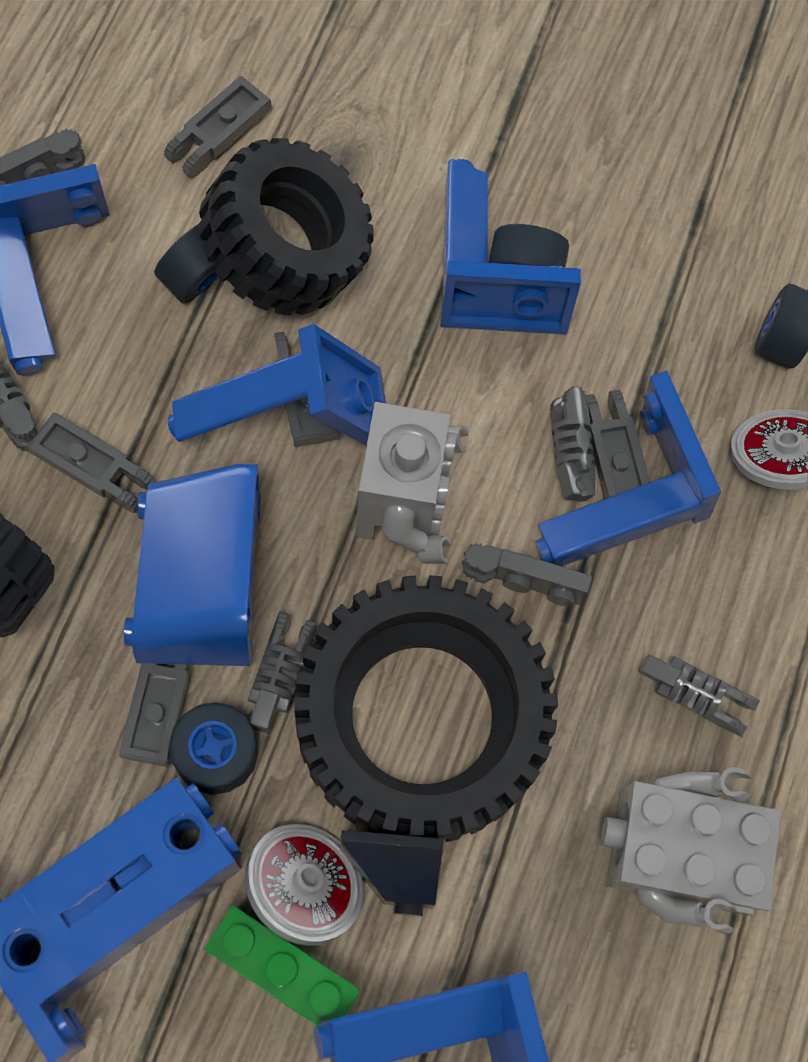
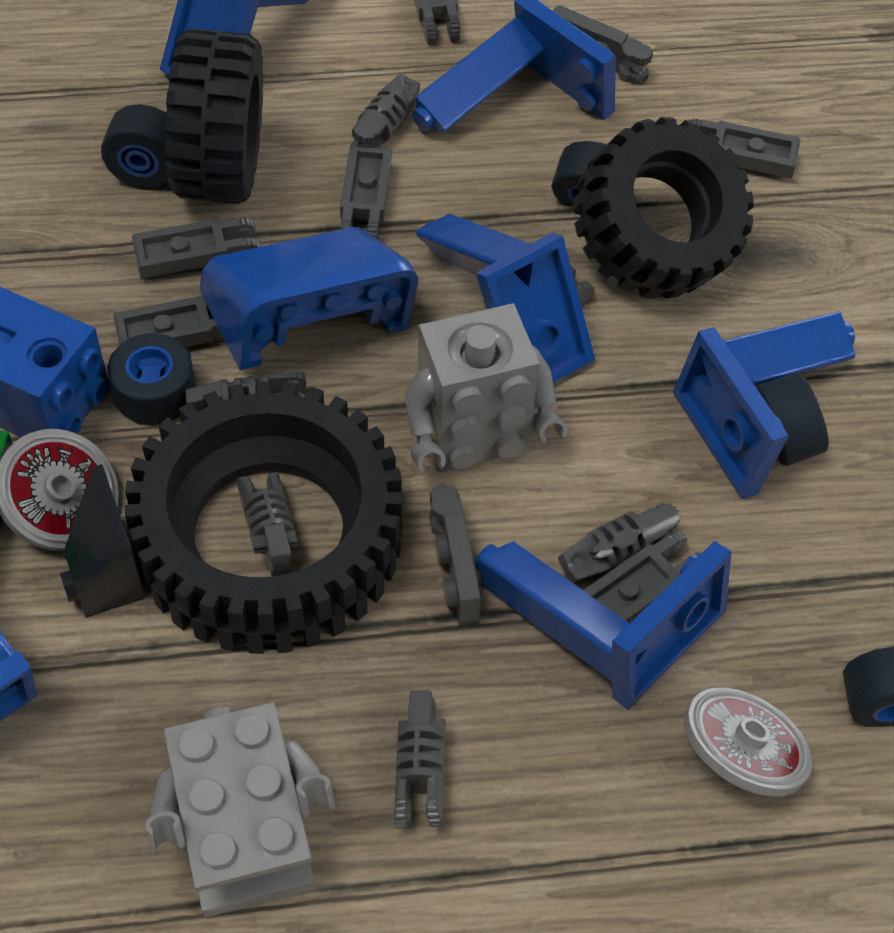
camera: 70 degrees right, 15 degrees down
(67, 648) = (191, 245): none -> dark grey hinge
(424, 710) = (269, 522): none -> dark grey hinge

